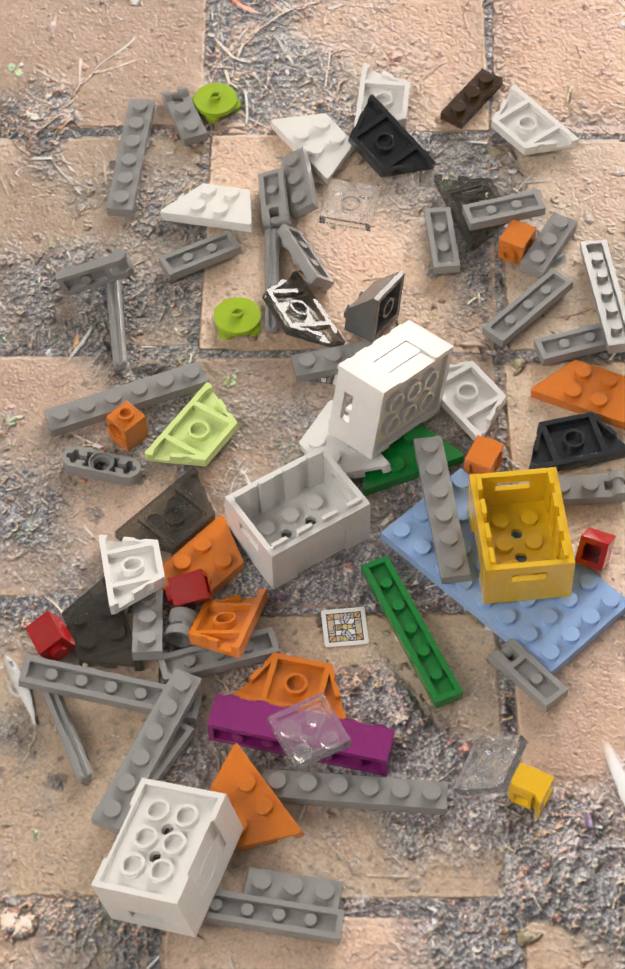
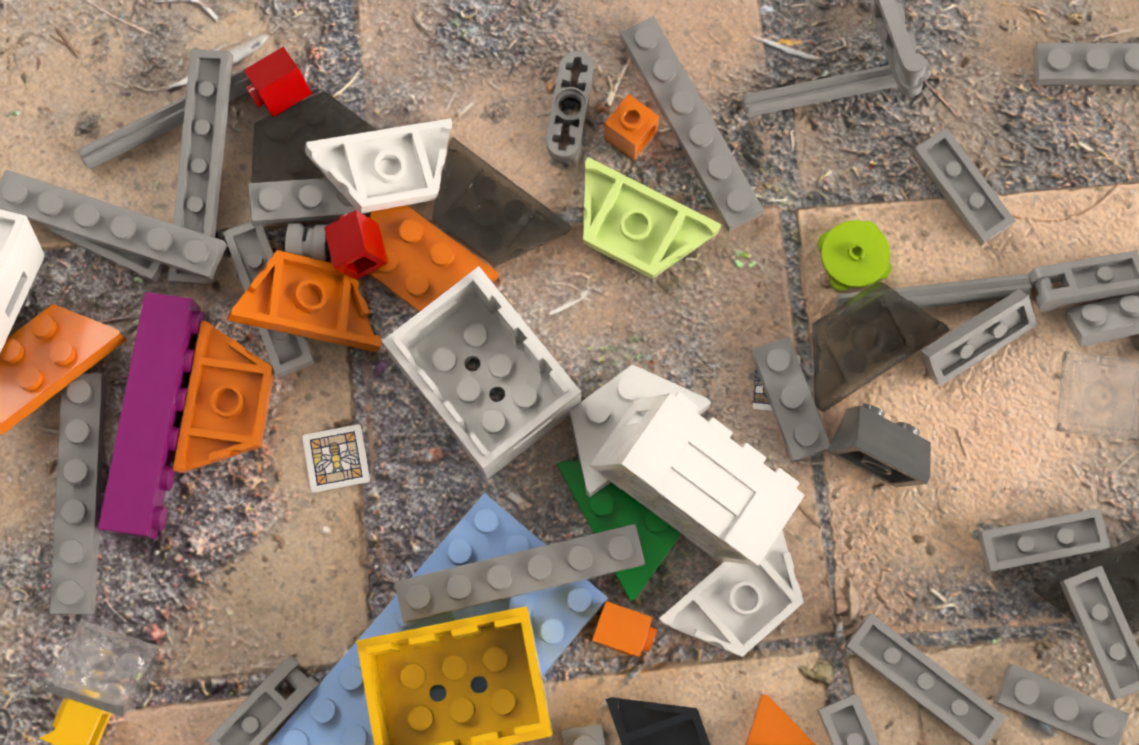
camera: 85 degrees right, 25 degrees up
(213, 207) = (1058, 195): white wing -> none
(309, 731) = (124, 422): clear plate -> none
(412, 632) = (322, 547): green plate -> none
(516, 241) = (1052, 656): orange brick -> none

